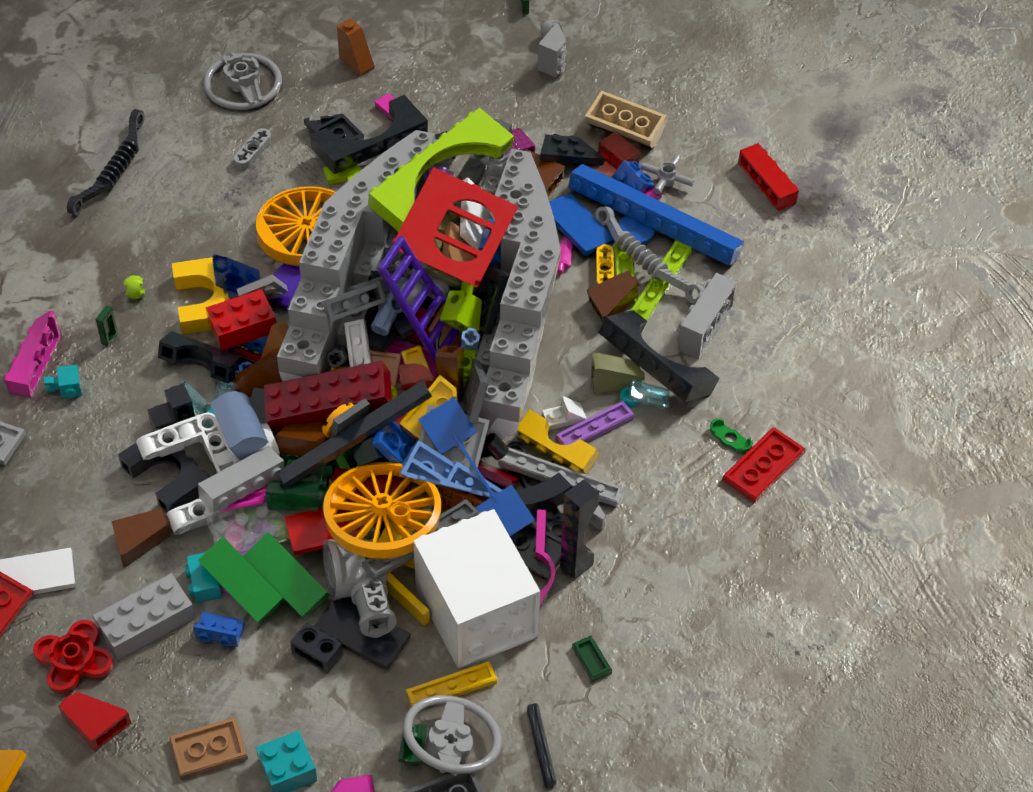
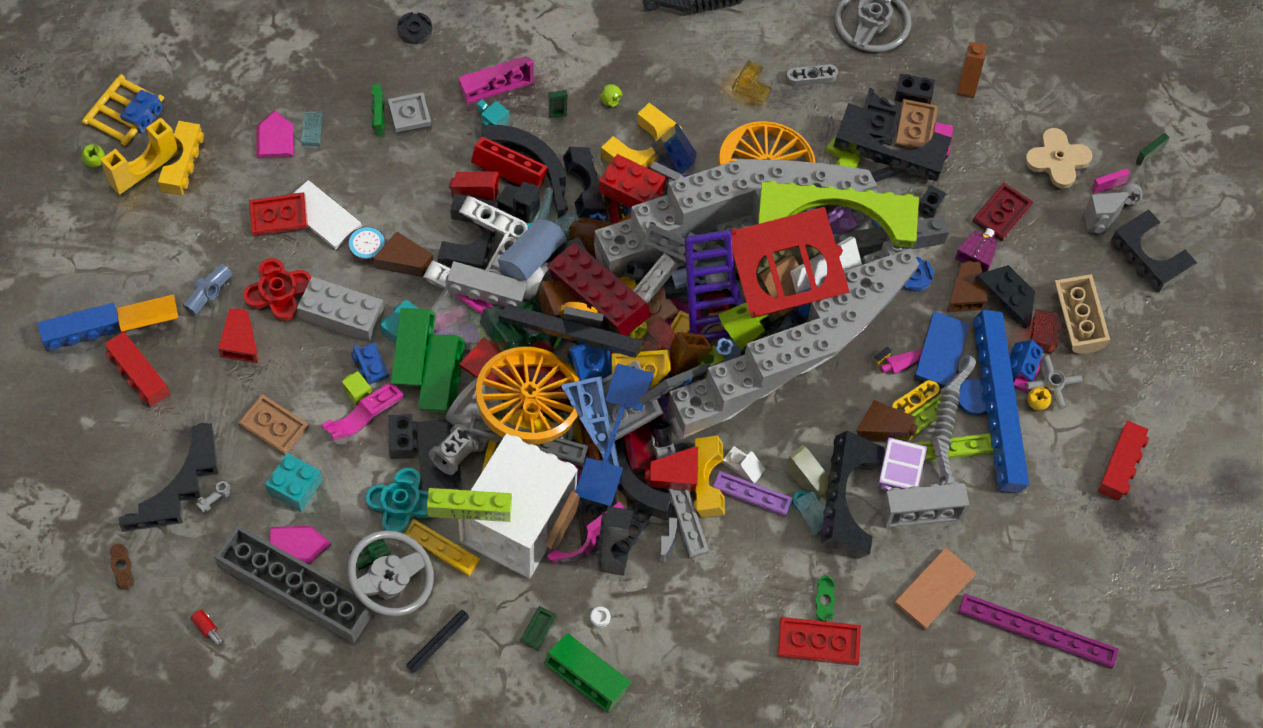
camera: 50 degrees right, 10 degrees up
(16, 715) = (207, 289): none -> sand blue piece
(97, 555) = (366, 243): none -> piece
(123, 433) = (476, 184): none -> red slope
(127, 398) = (508, 163): none -> red brick
(135, 371) = (536, 149): none -> black arch
(222, 192) = (749, 86): none -> clear yellow brick
(236, 653) = (356, 387): none -> lime brick
(265, 662) = (364, 412): none -> dark pink piece
(334, 95) = (914, 90): none -> black brick
(365, 115) = (915, 124): none -> medium nougat tile
(381, 687) = (399, 500): none -> teal plant
(463, 606) = (469, 504): none -> lime brick
(479, 50) = (1058, 158): none -> tan plant
(493, 104) = (1003, 211): none -> dark red tile
(528, 34) = (1110, 180): none -> dark pink tile
(538, 458) = (674, 471): none -> red slope
(618, 605) = (600, 617): none -> white tile
(628, 59) = (1158, 273): none -> black arch
(660, 309) = (901, 465): none -> lavender brick
(665, 645) = (587, 672): none -> green brick
(673, 191) = (1037, 404): none -> yellow piece
(779, 359) = (935, 588): none -> nougat tile
(865, 319) = (1038, 631): none -> magenta tile

